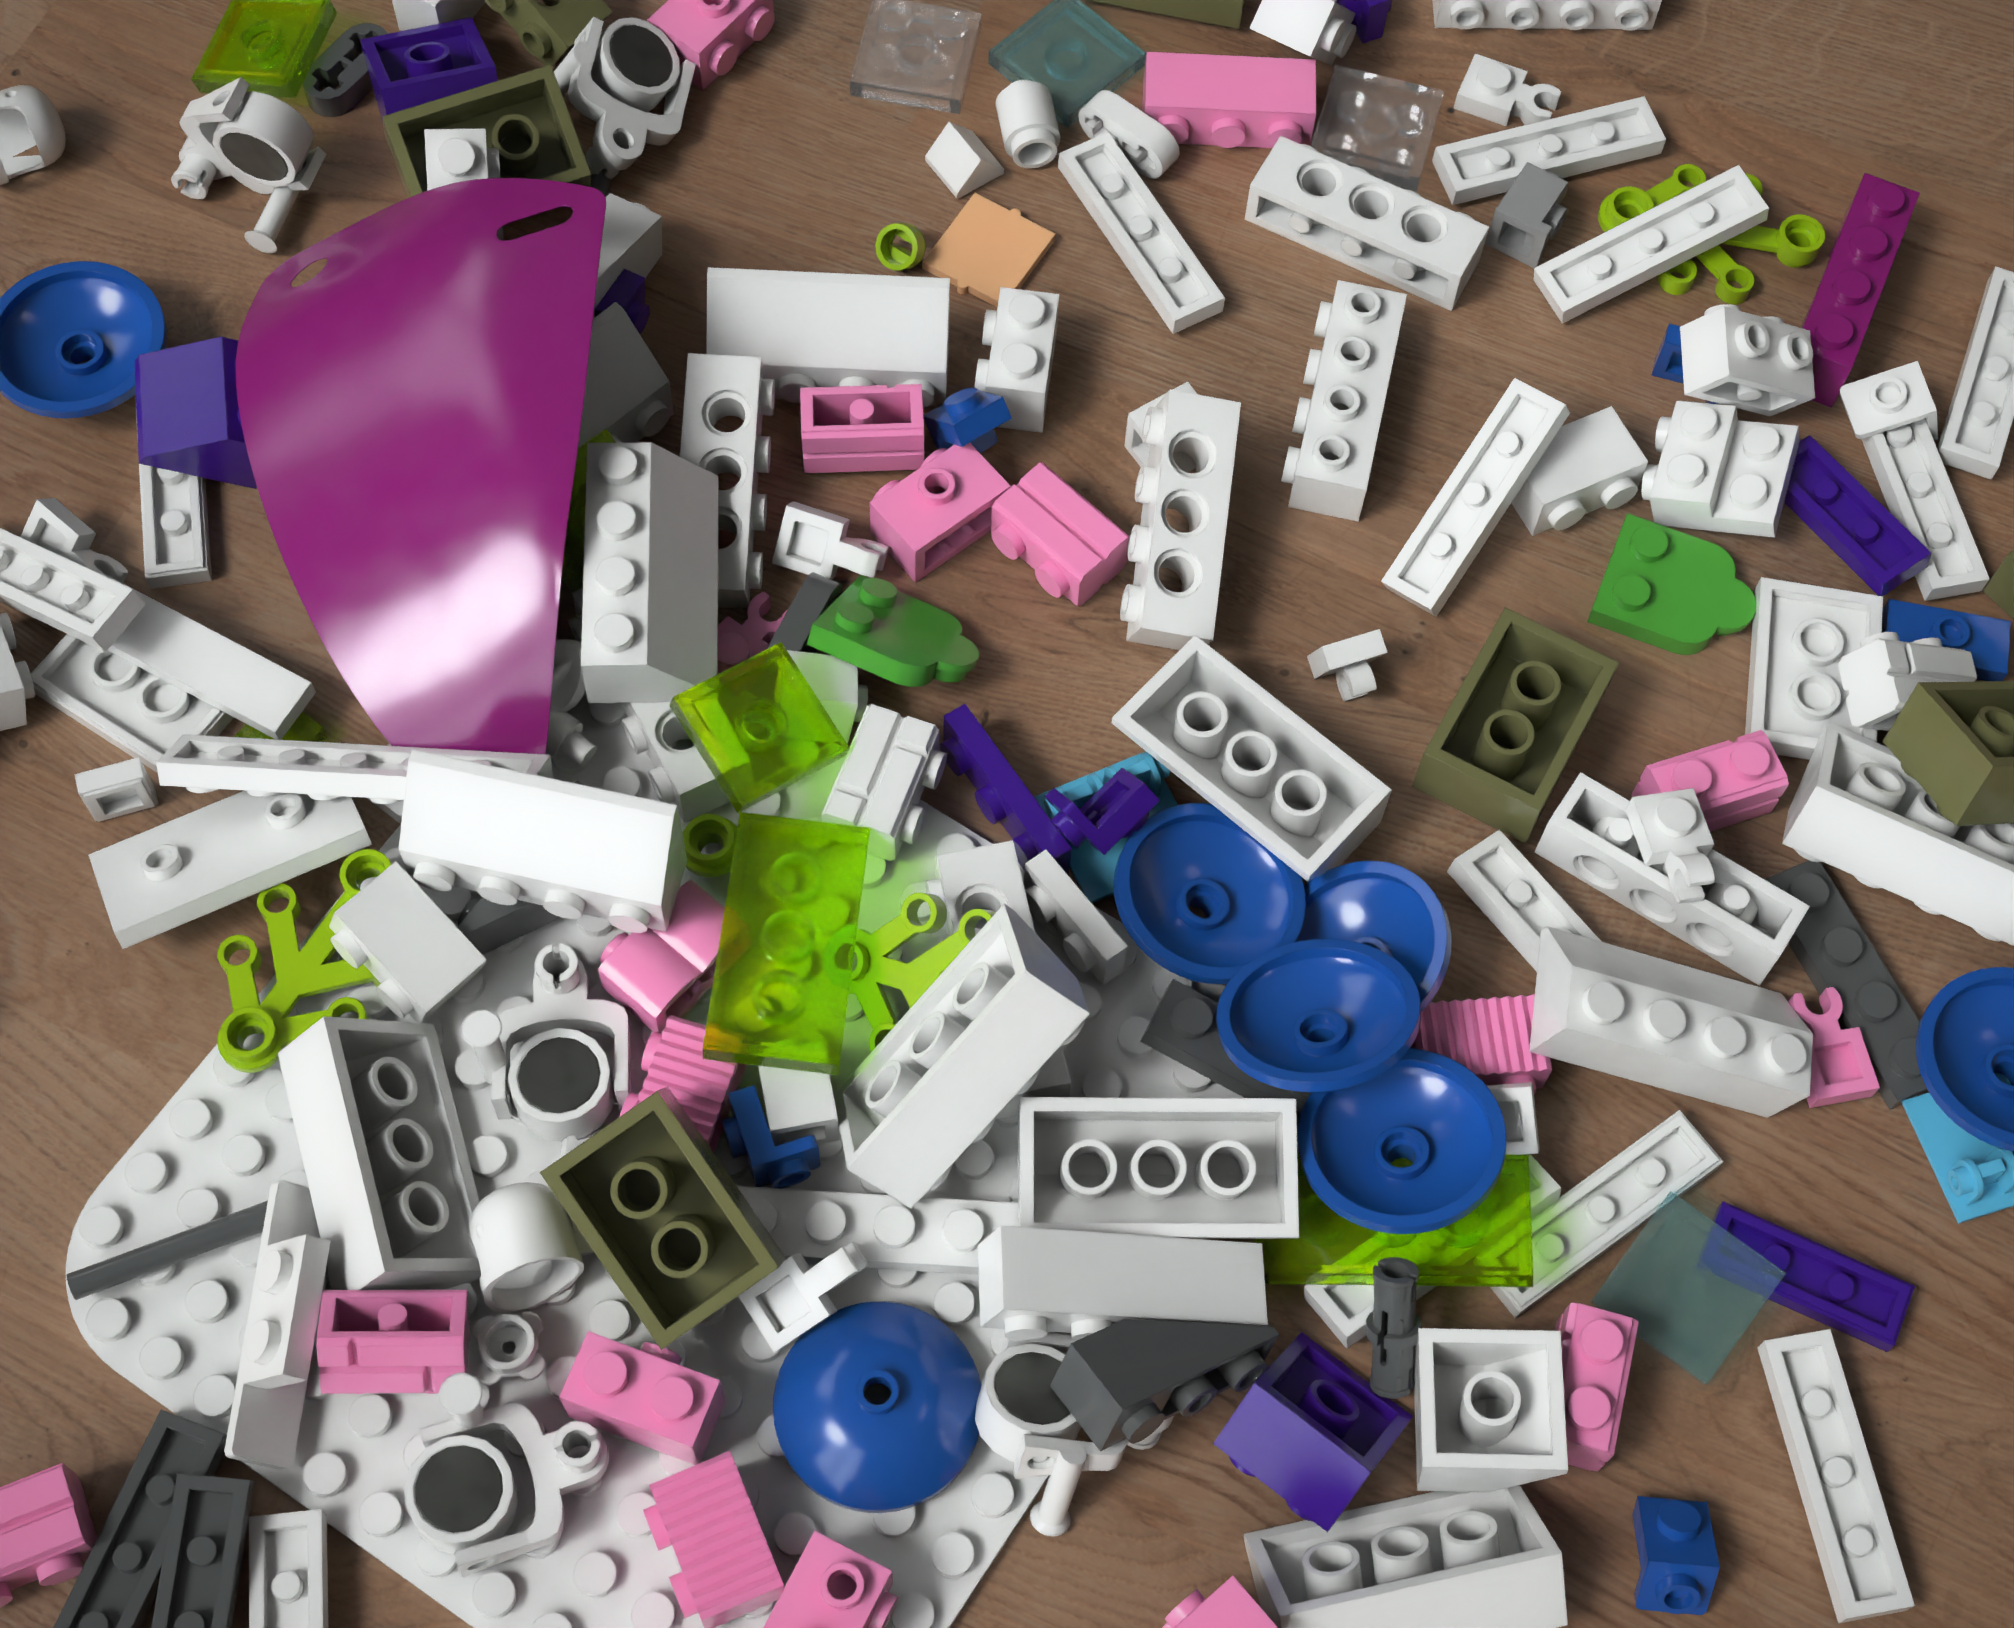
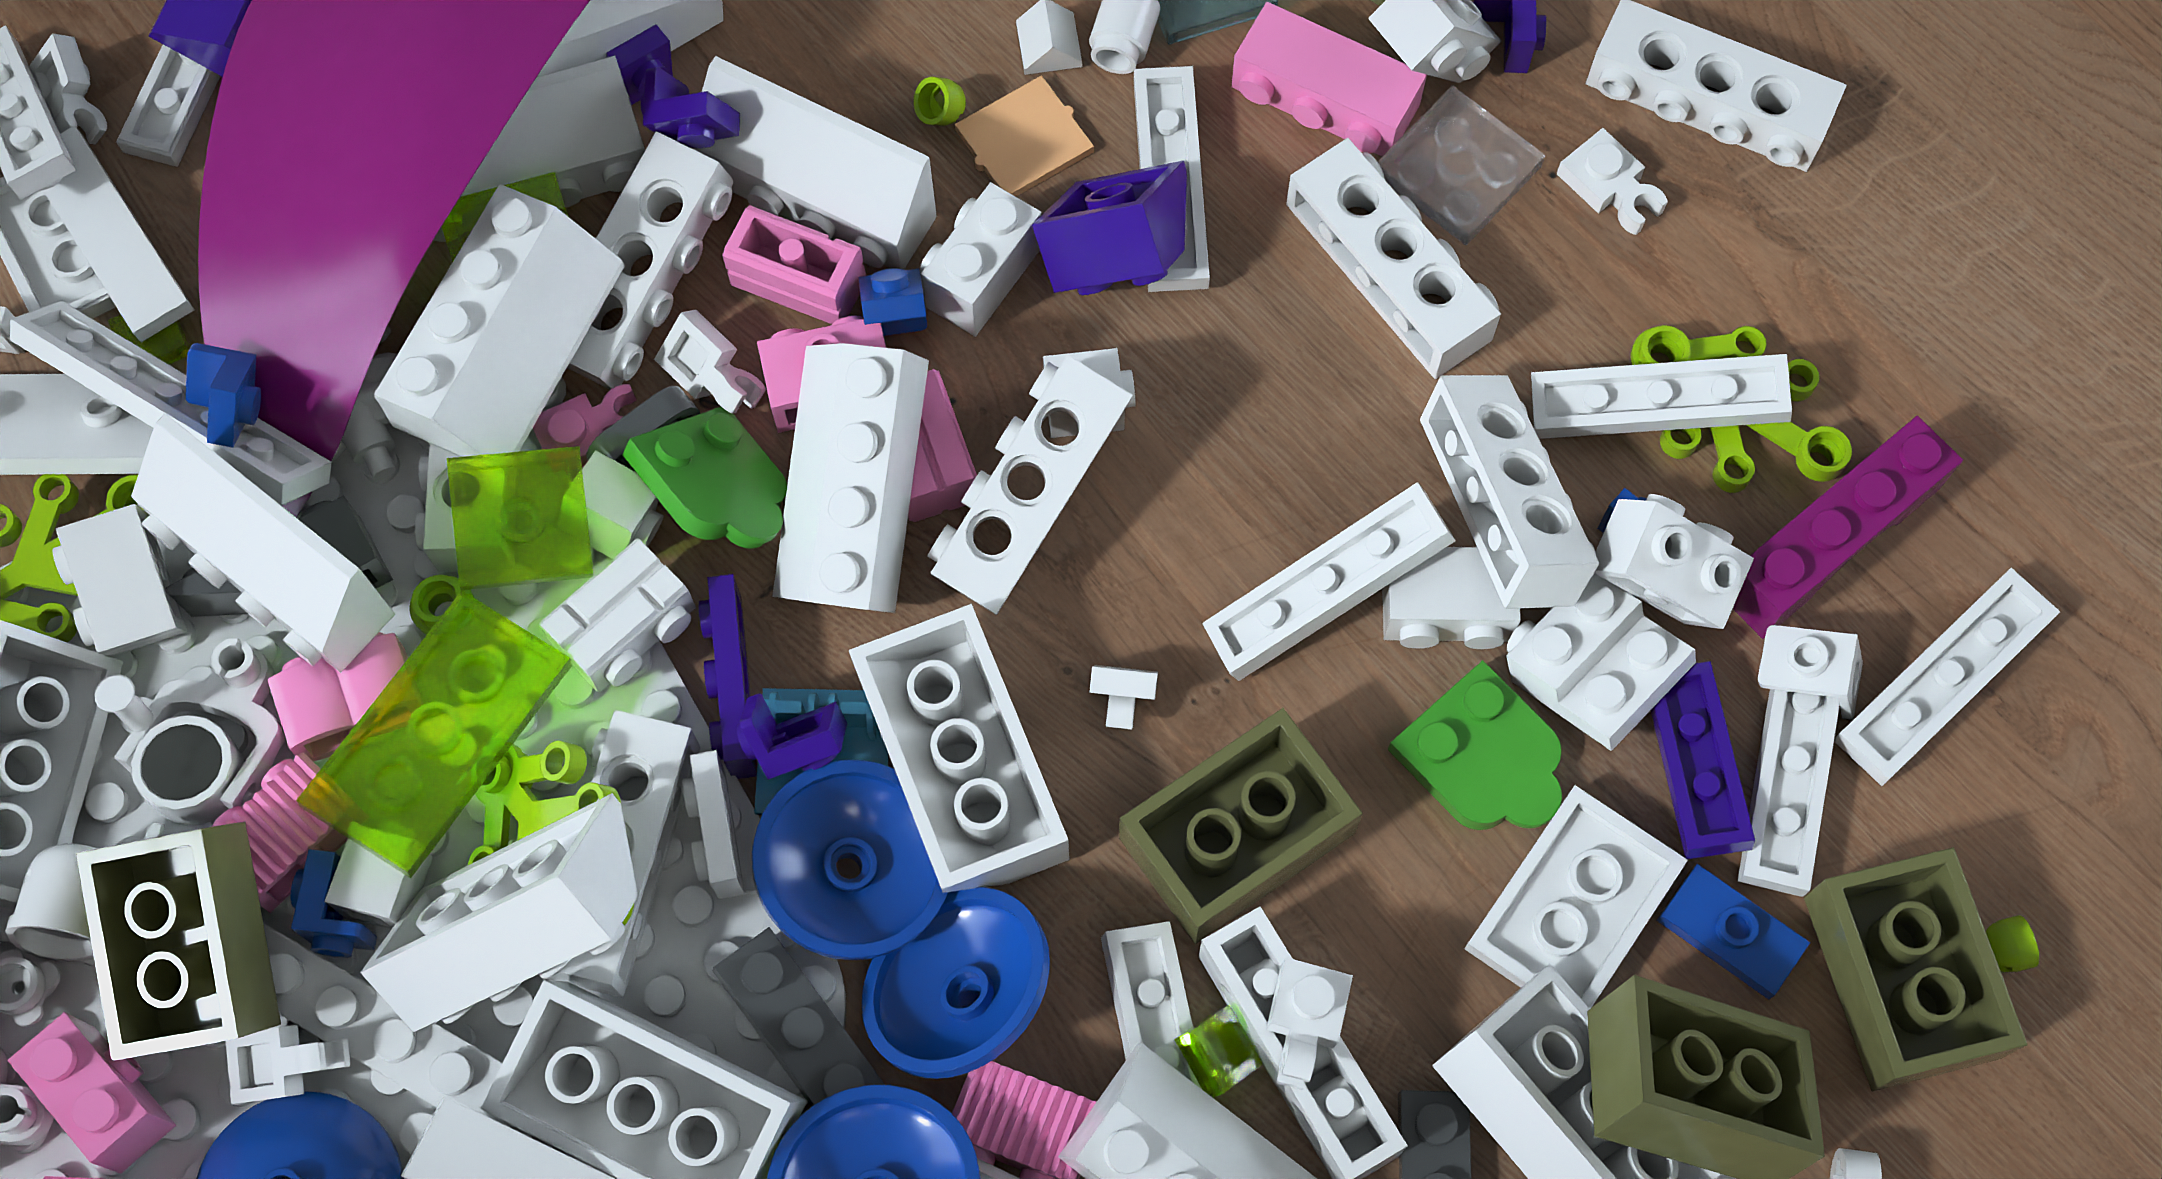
camera: 30 degrees right, 5 degrees up
(414, 721) = (226, 385): none -> blue bracket
(713, 330) = (685, 117): none -> dark purple bracket
(1019, 578) = (851, 476): none -> white slope
(1127, 286) = (1115, 229): none -> dark purple slope
(1141, 138) = (1214, 76): white beam -> none
(1318, 1015) = (857, 1005): blue dish -> none
(1347, 400) = (1269, 428): white brick -> none
(1529, 215) = (1559, 314): light grey brick -> none
(1557, 145) = (1620, 257): white plate -> none
(1582, 361) = (1508, 492): none -> white brick
(1601, 913) = (1218, 1051): none -> clear neon green tile
(1728, 778) = (1403, 974): bright pink brick -> none
(1887, 671) = (1634, 943): white brick -> none

